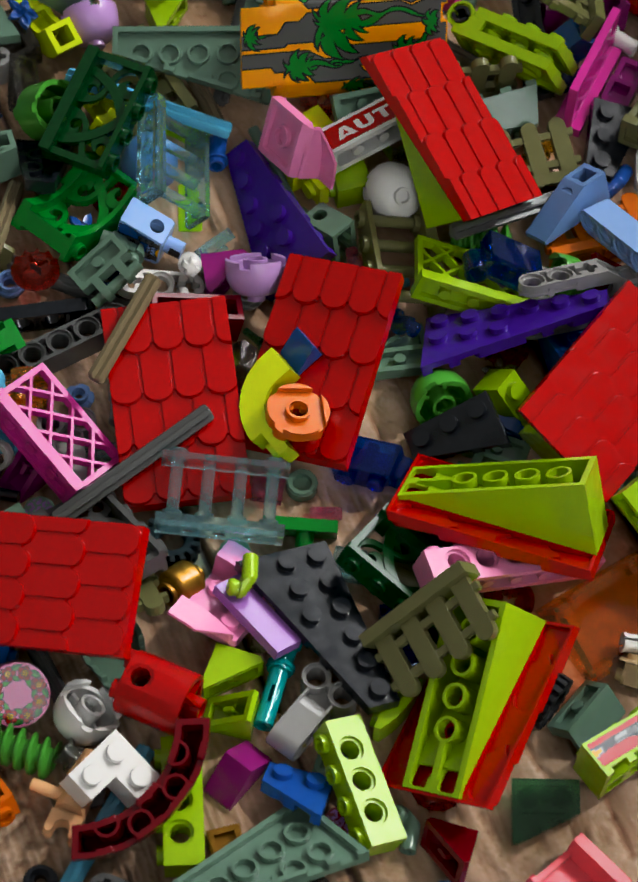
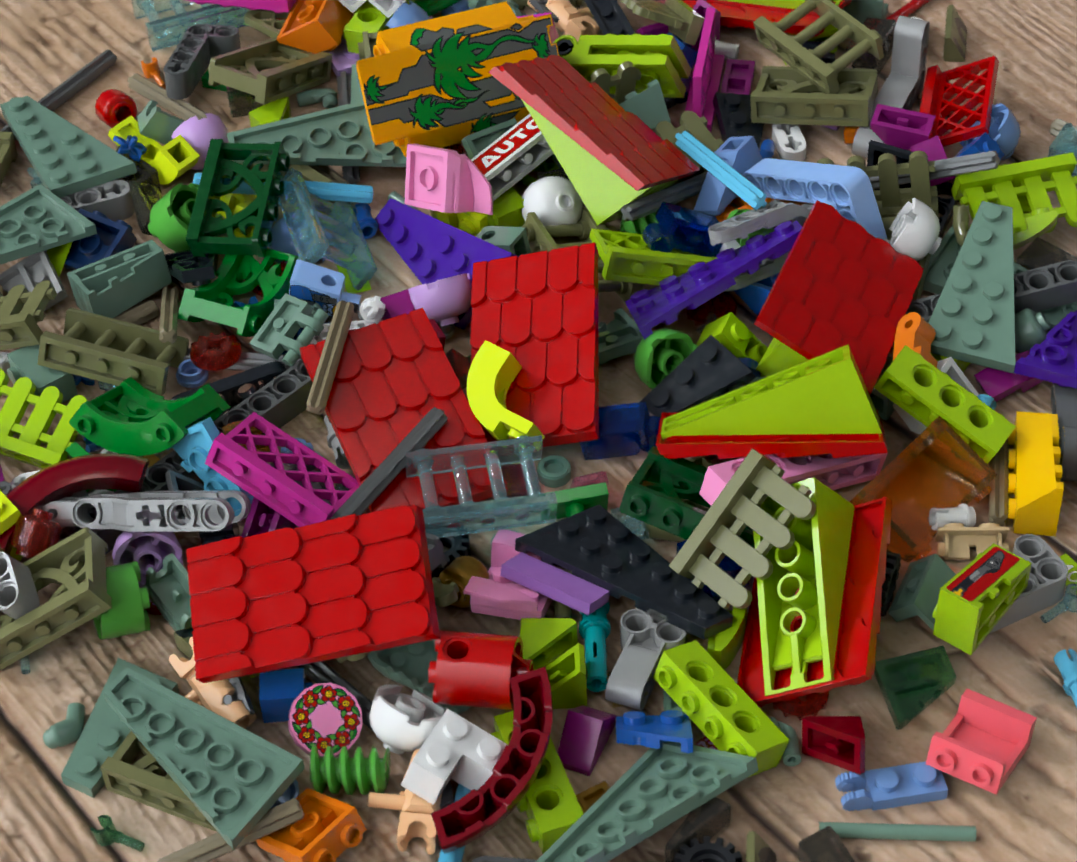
camera: 10 degrees left, 15 degrees down
(68, 755) = (401, 757): clear smoke bush -> none
(217, 243) = (393, 285): clear light blue plate -> none
(247, 579) = (534, 547): lime arm -> none
(292, 427) = (545, 395): orange plate -> none
(300, 351) = (515, 338): blue slope -> none
(404, 324) = (610, 309): arm -> none
(559, 205) = (721, 170): none -> medium azure axle

